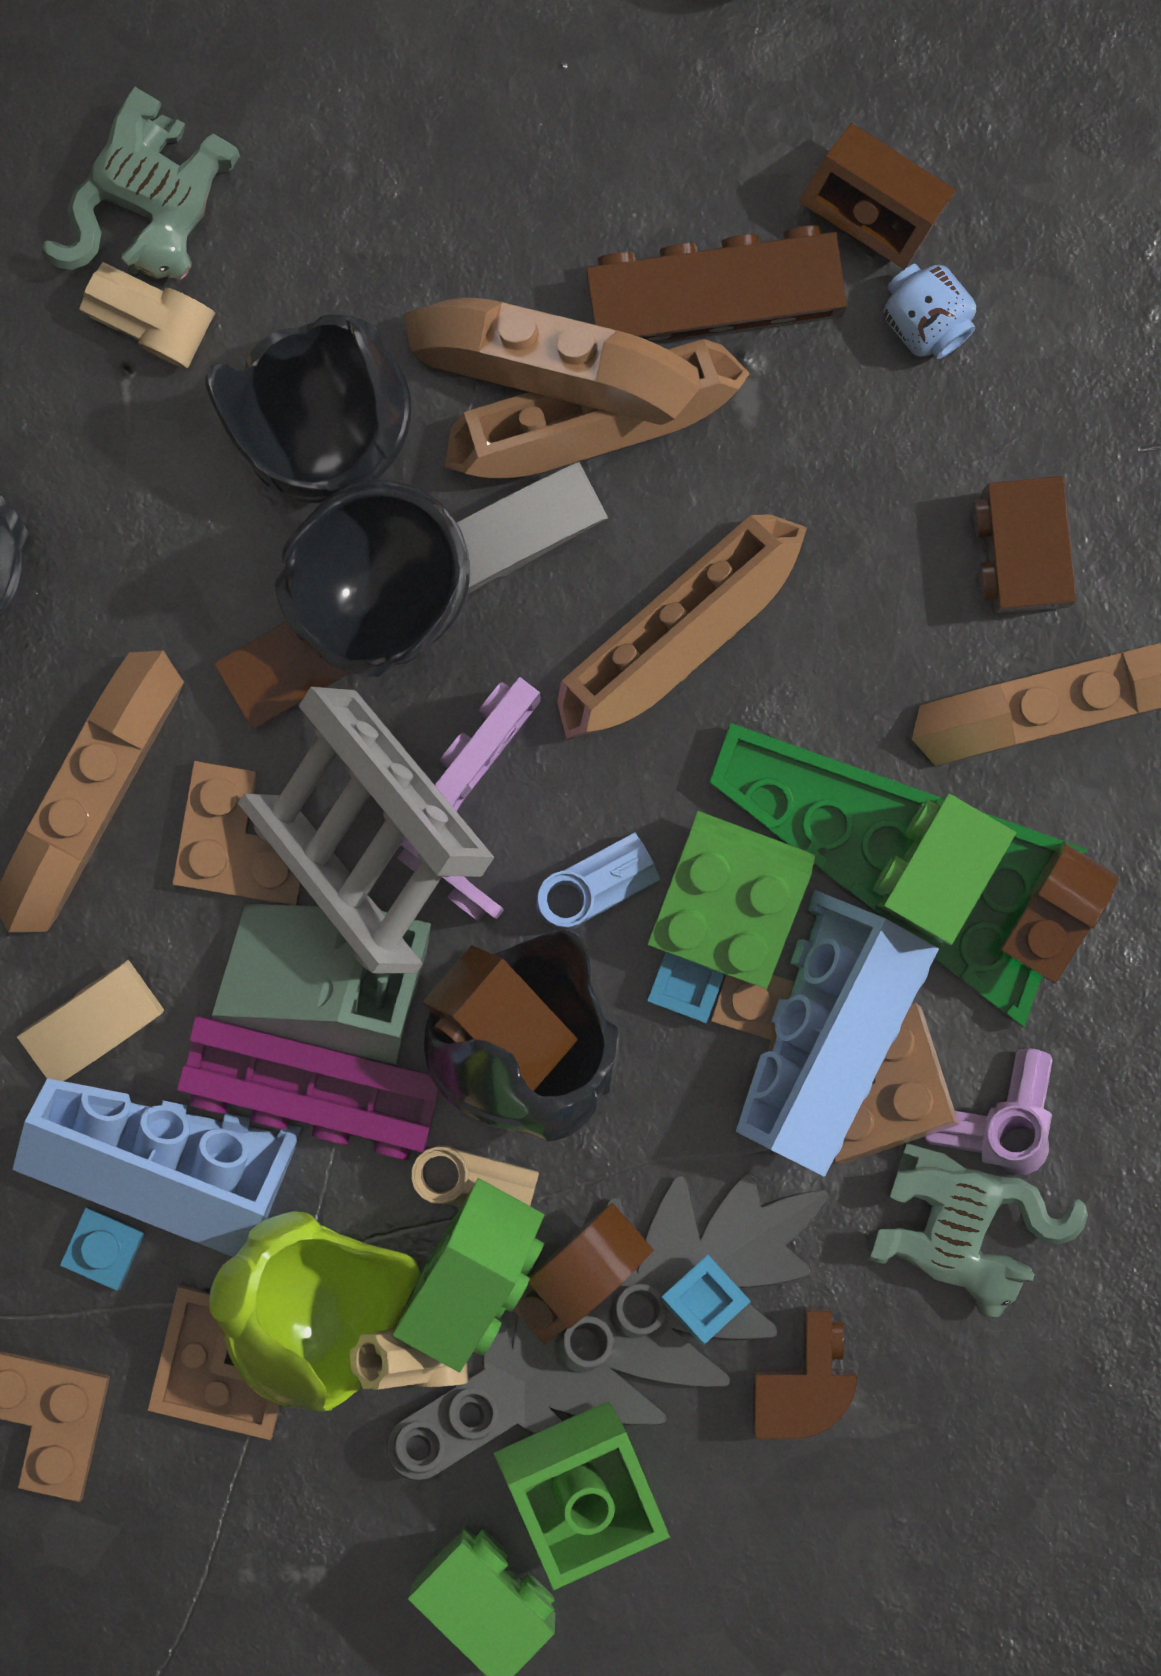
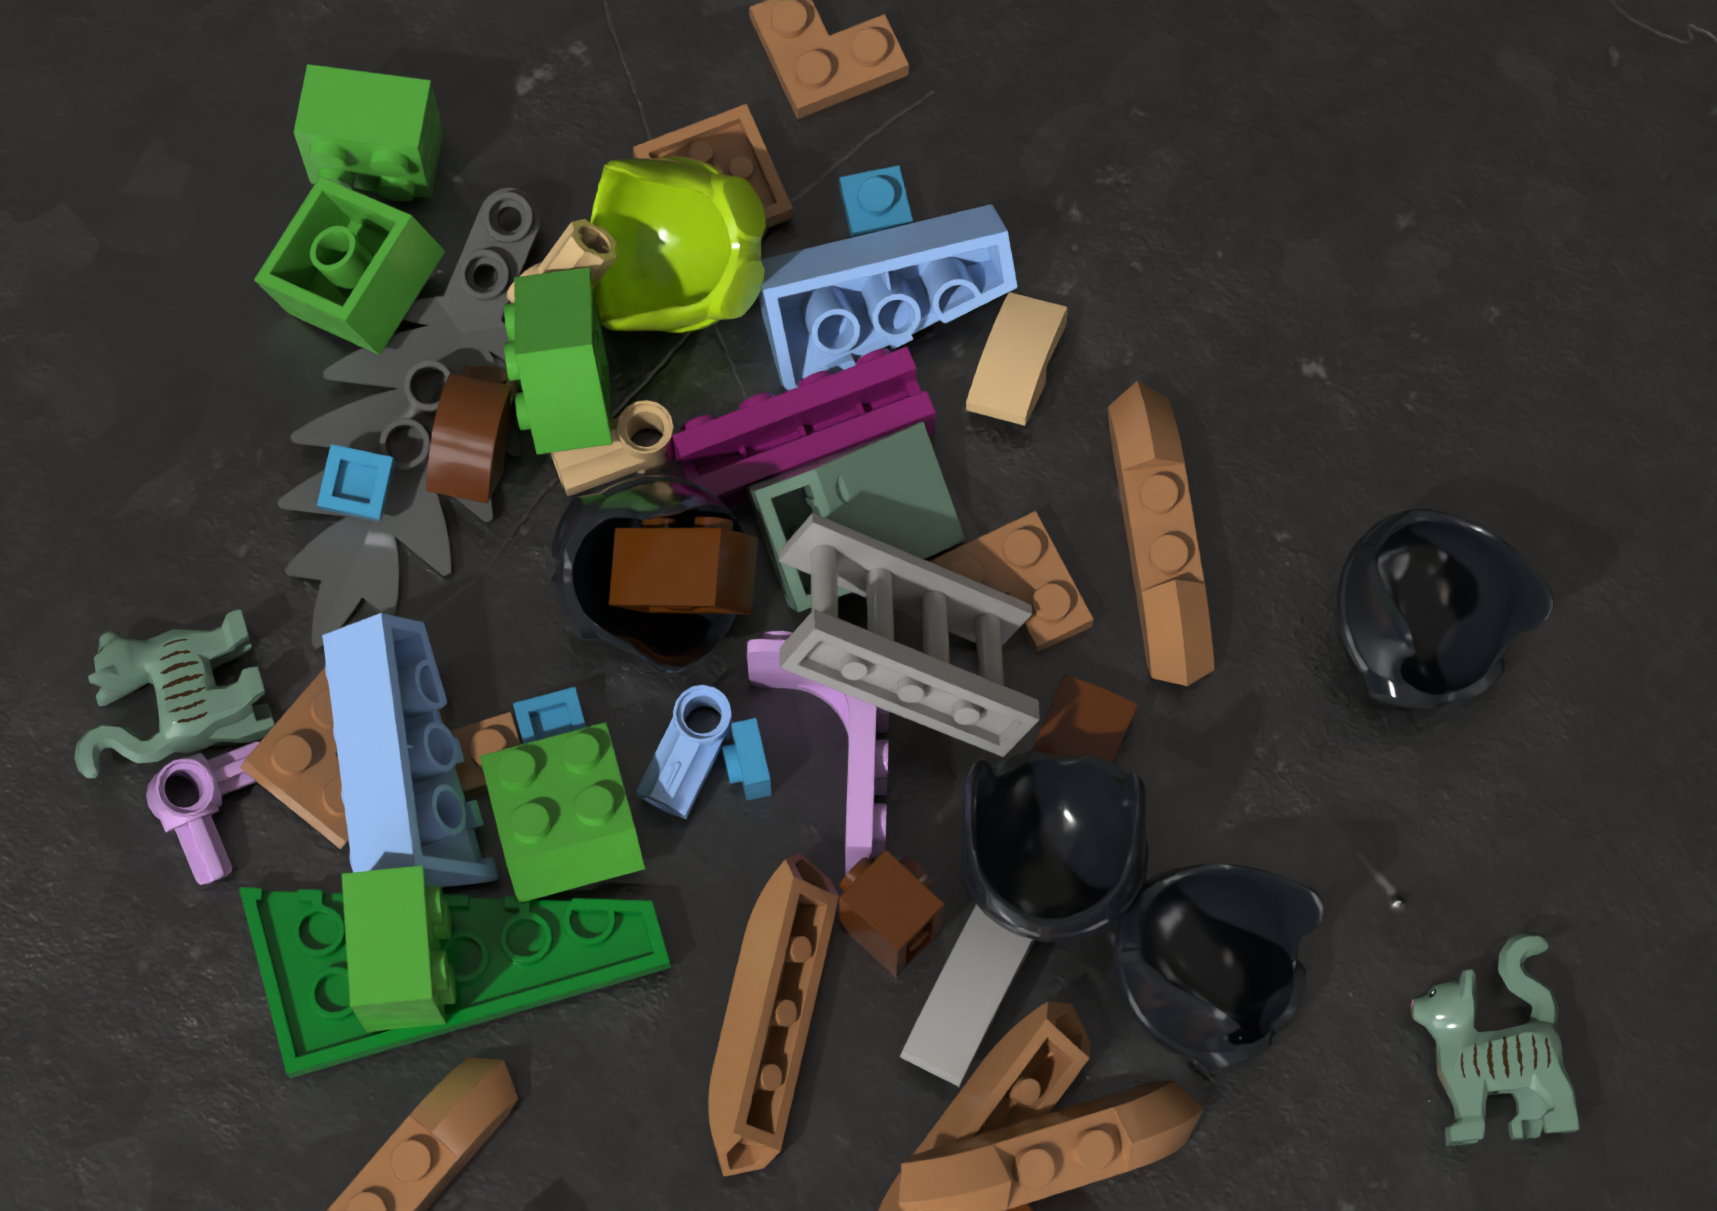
camera: 145 degrees right, 15 degrees down
(160, 320) = (1399, 955): tan piece -> none
(533, 633) = (890, 909): none -> reddish brown brick
(554, 843) = (746, 760): none -> dark azure plate
(810, 1398) = (219, 468): reddish brown brick -> none
(1060, 912) = (268, 992): reddish brown brick -> none

